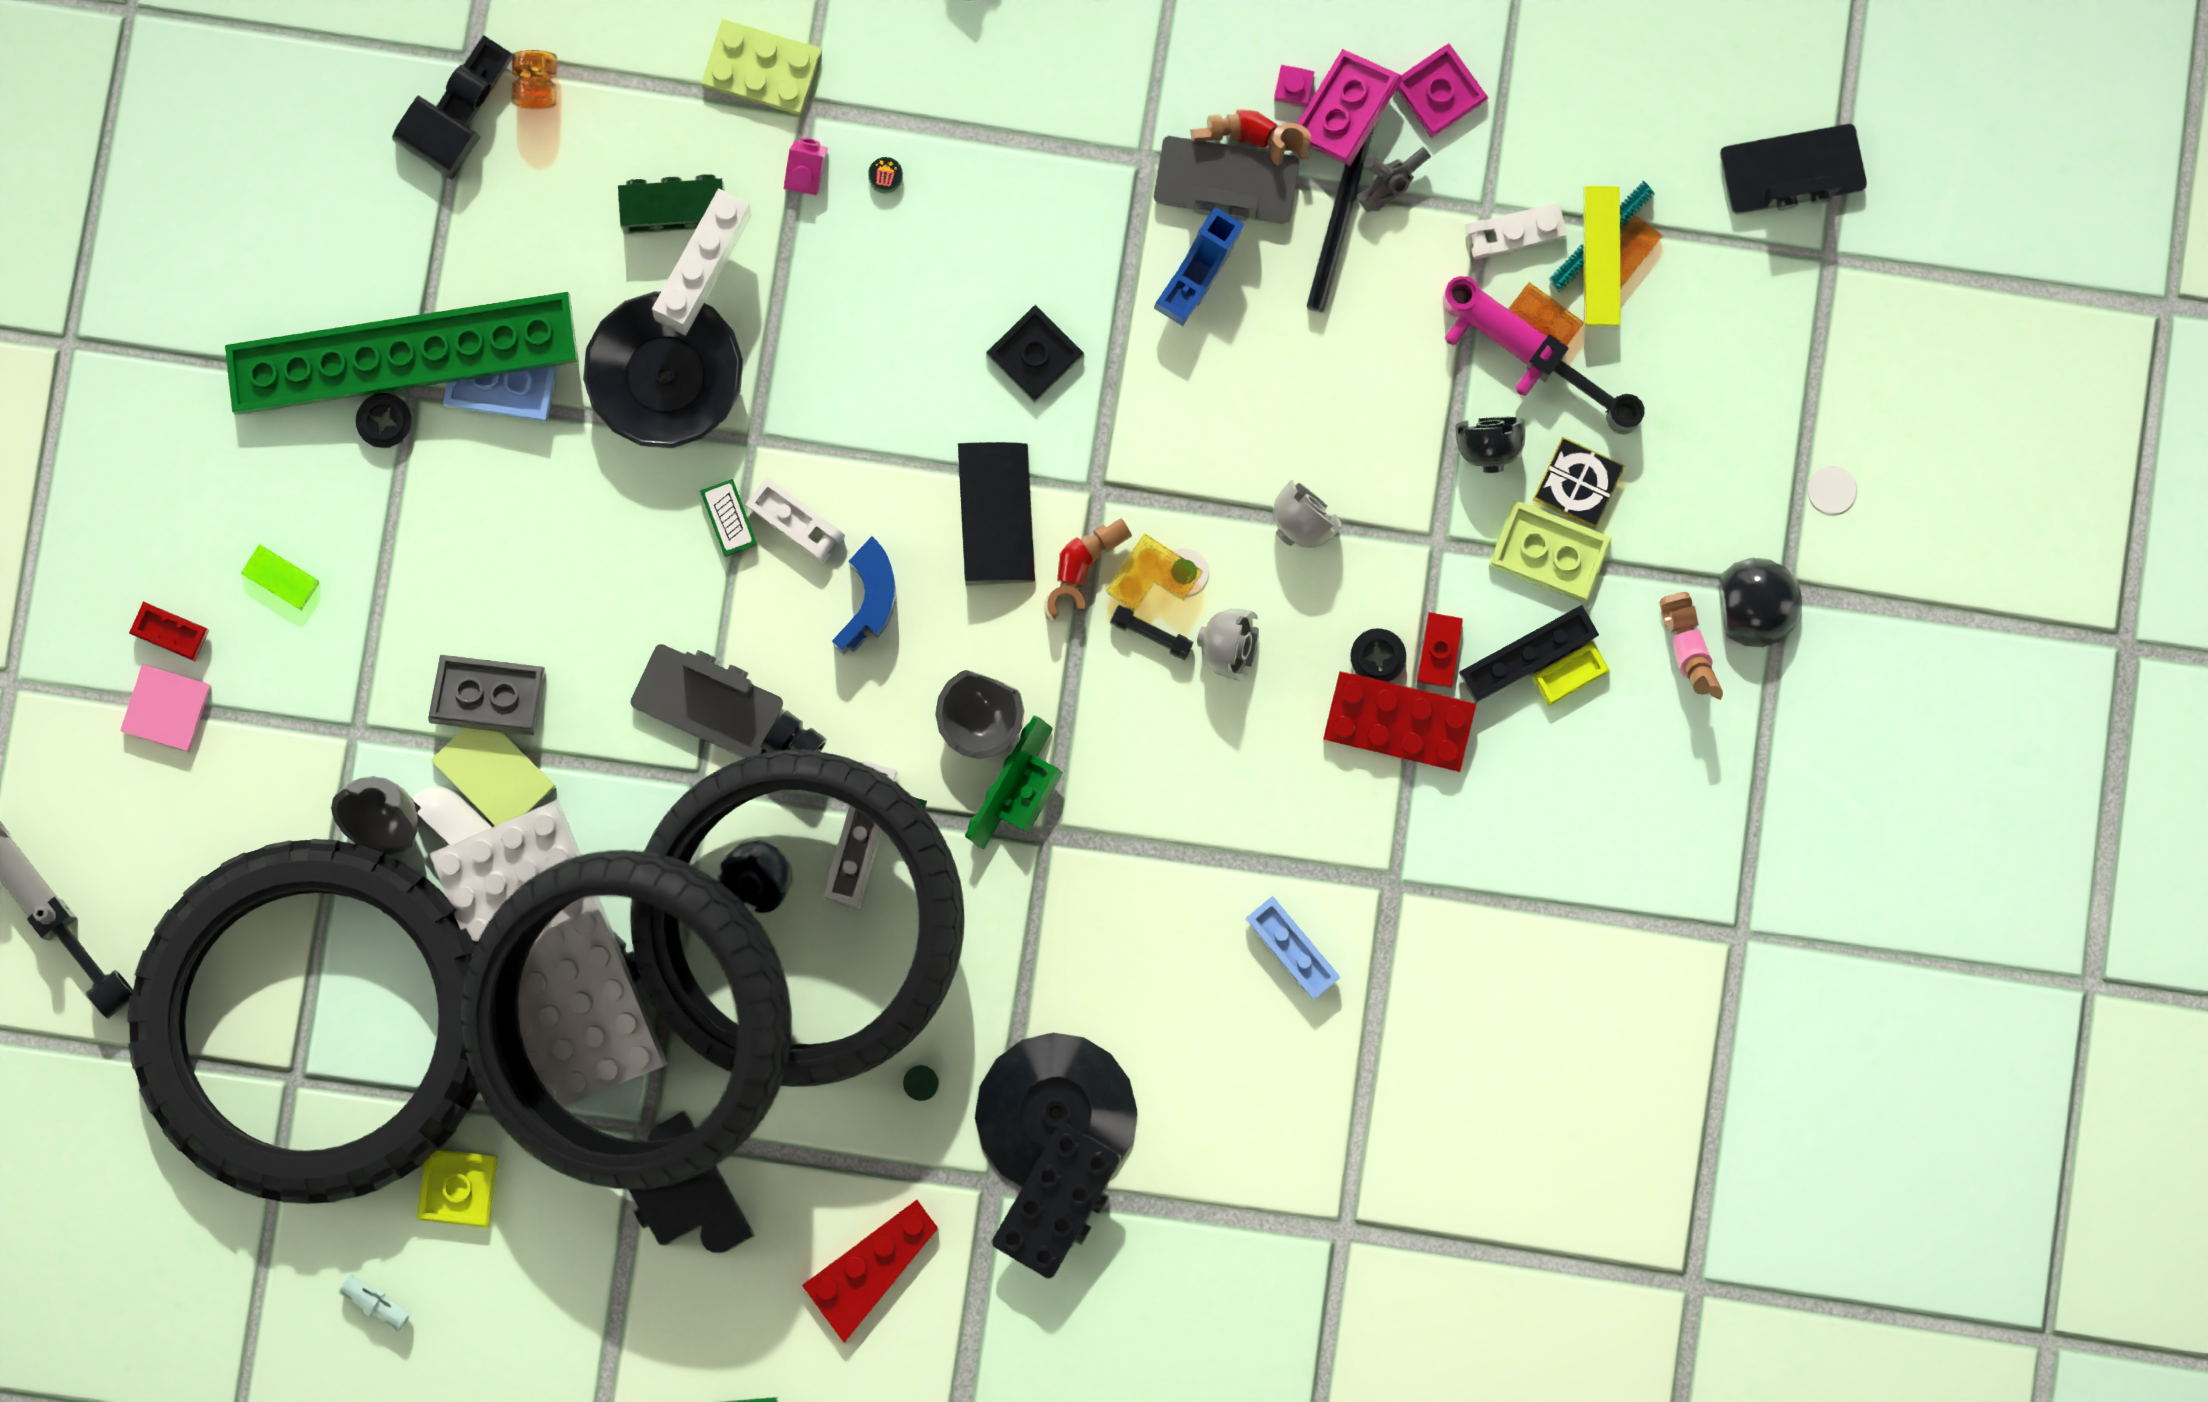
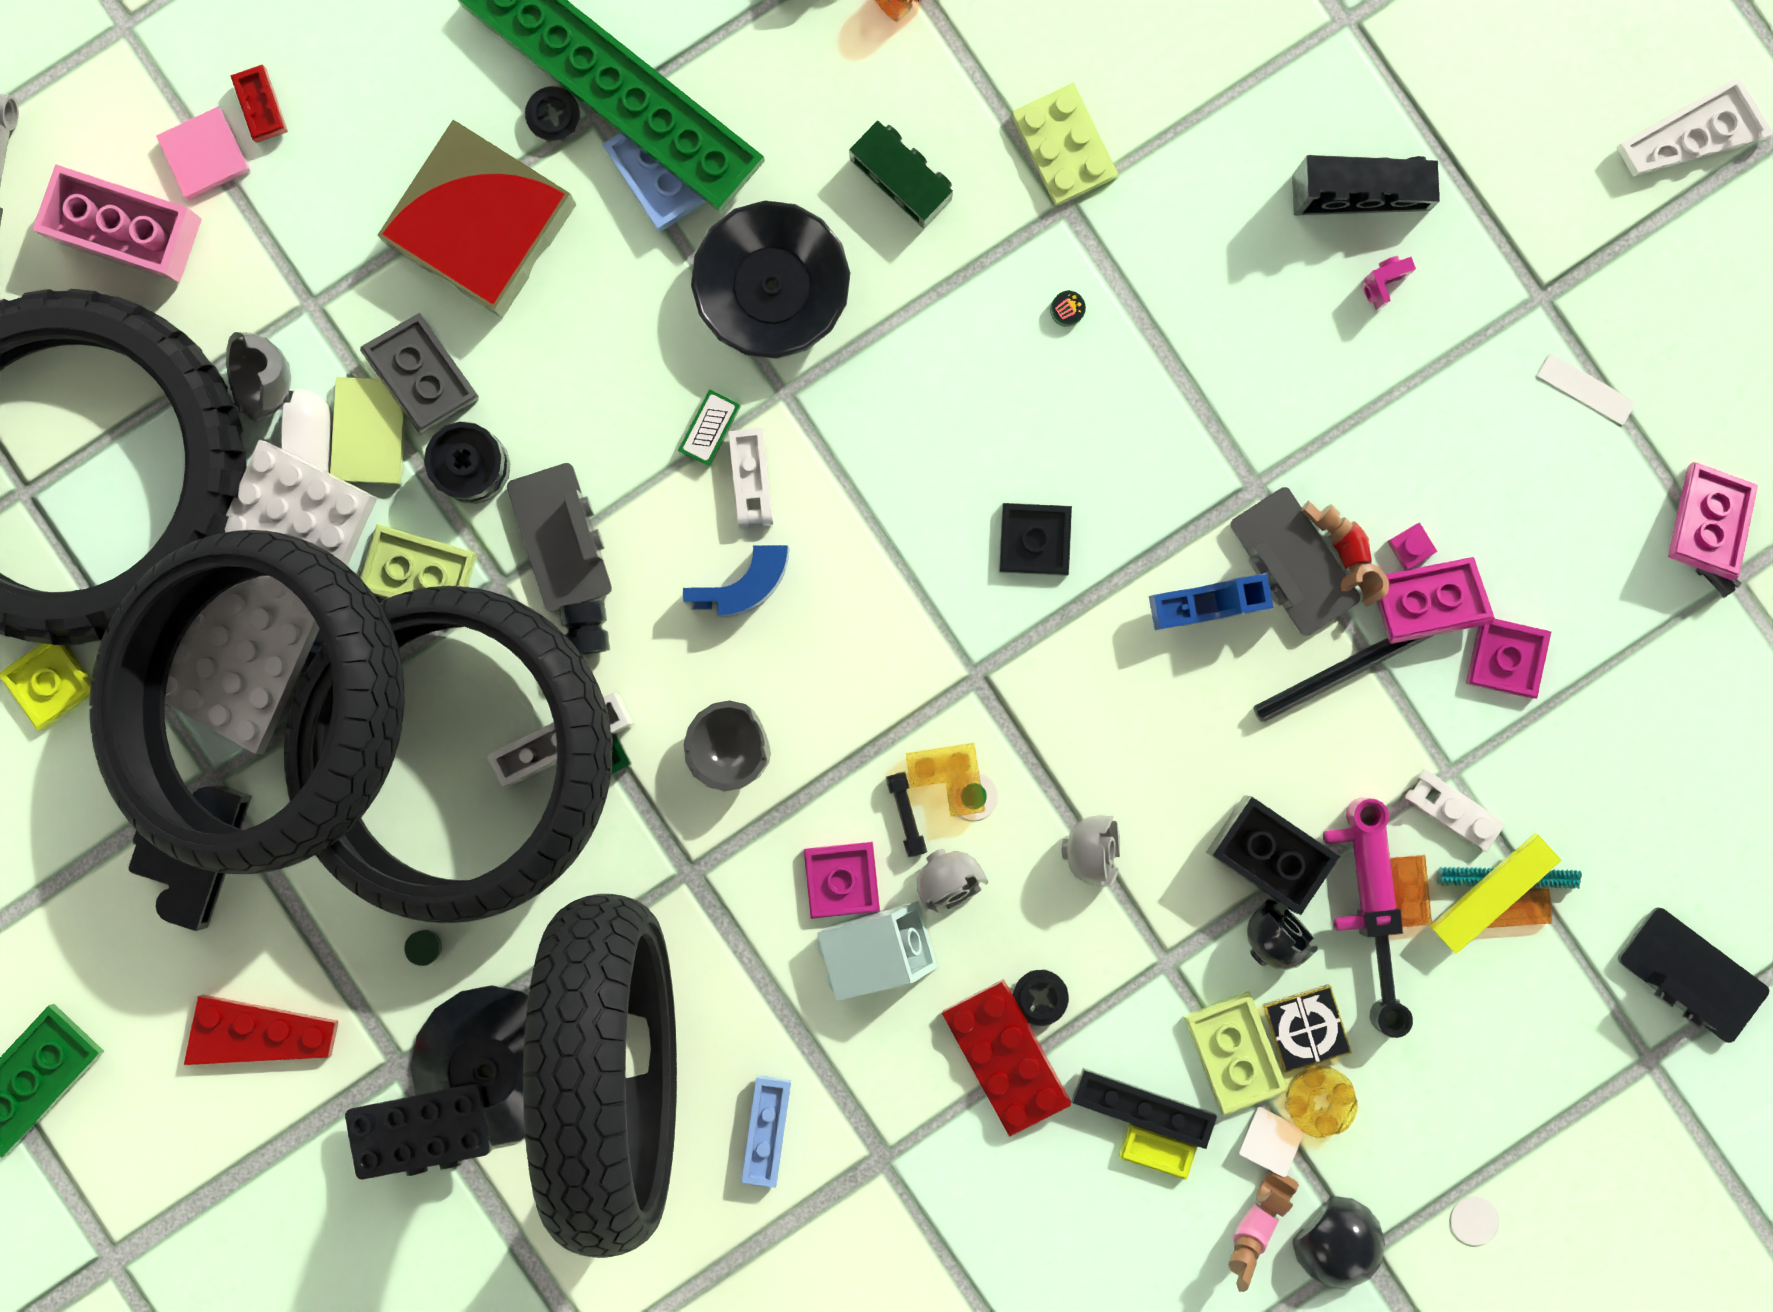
camera: 50 degrees right, 5 degrees up
(163, 816) = (117, 223): none -> bright pink brick
(280, 577) = (372, 146): clear neon green tile -> none
(411, 546) = (477, 218): none -> red tile
(577, 700) = (447, 458): none -> black wheel
(628, 821) = (409, 562): none -> yellowish green tile
(702, 262) = (874, 232): white brick -> none
(757, 874) = (436, 700): black cylinder -> none
(805, 166) = (1019, 243): dark pink bracket -> none
(996, 513) = (890, 619): black slope -> none
(1020, 787) = (701, 824): green bracket -> none
(1077, 559) = (907, 711): piece -> none
(1138, 987) = (592, 1135): none -> black tyre
(1156, 724) = (841, 880): none -> dark pink tile
(1232, 744) = (877, 951): none -> light aqua slope
(1391, 179) = (1407, 683): dark grey piece -> none
(1425, 390) = (1273, 854): none -> black brick
(1439, 650) = (1087, 1038): red plate -> none
(1632, 538) = (1325, 1121): none -> clear yellow plate
(1639, 584) = (1271, 1142): none -> white sticker

